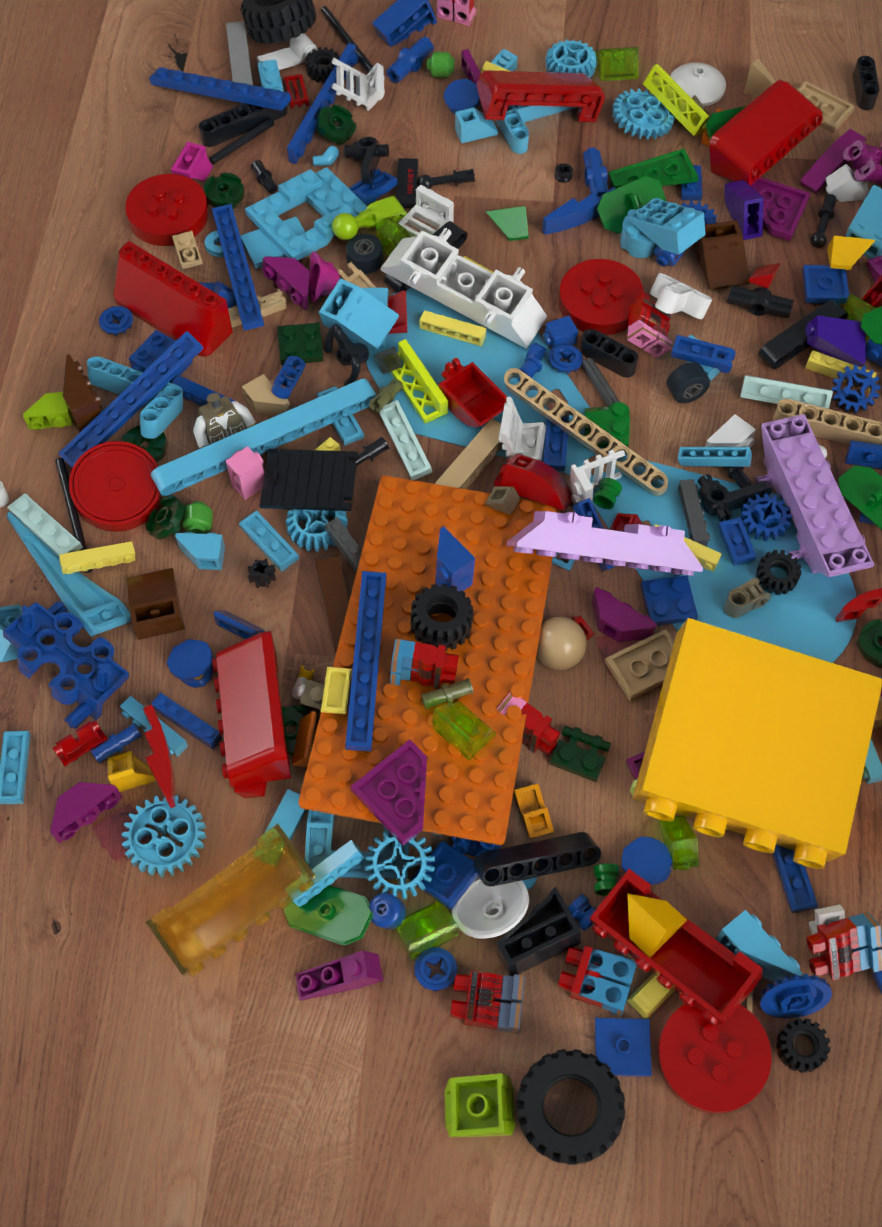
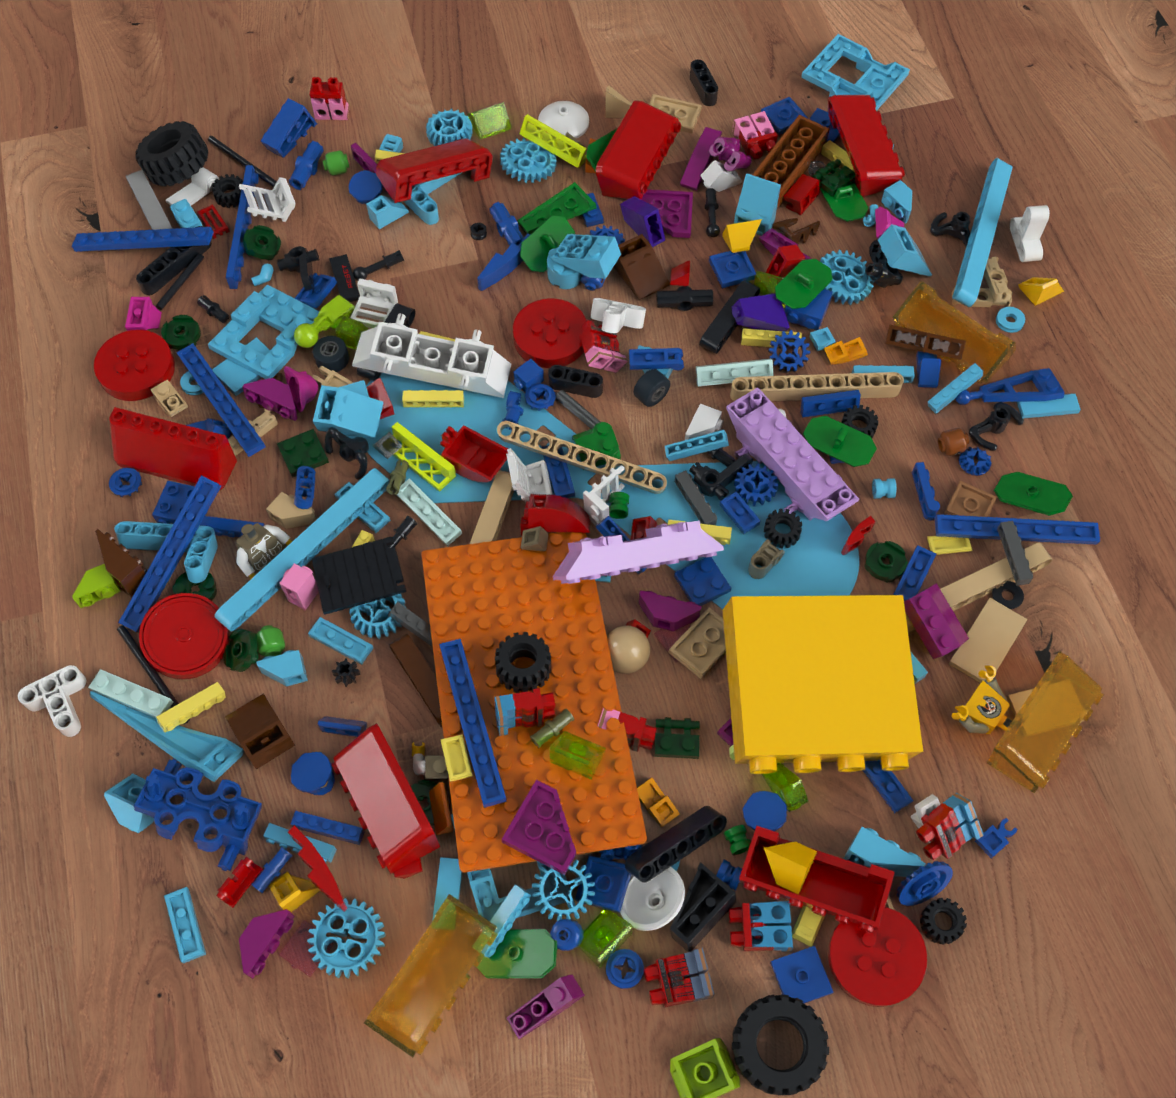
camera: 20 degrees left, 0 degrees up
(453, 563) = (515, 611): blue slope -> none
(511, 221) = (449, 287): slope -> none

